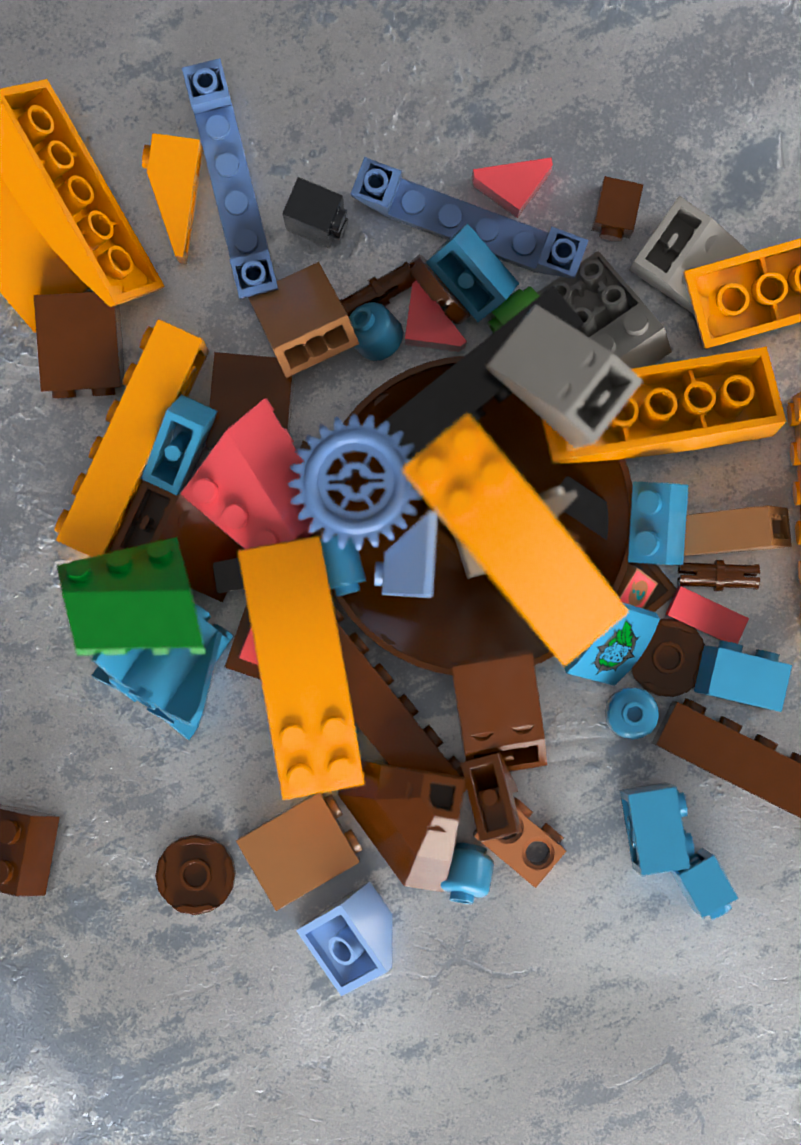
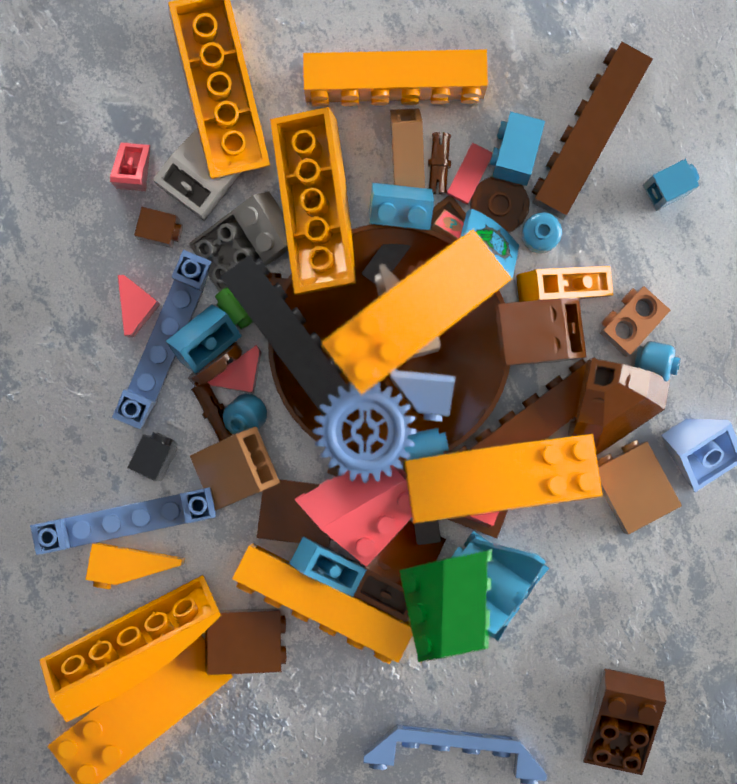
camera: 90 degrees left, 0 degrees up
(195, 874) = (653, 558): reddish brown tile -> none
(491, 796) = (603, 340): reddish brown slope -> none
(564, 376) = (291, 270): light grey slope -> none
(565, 747) = (565, 283): none -> light orange slope
(656, 828) = (629, 218): dark azure brick -> none
(695, 170) = (131, 167): none -> coral slope

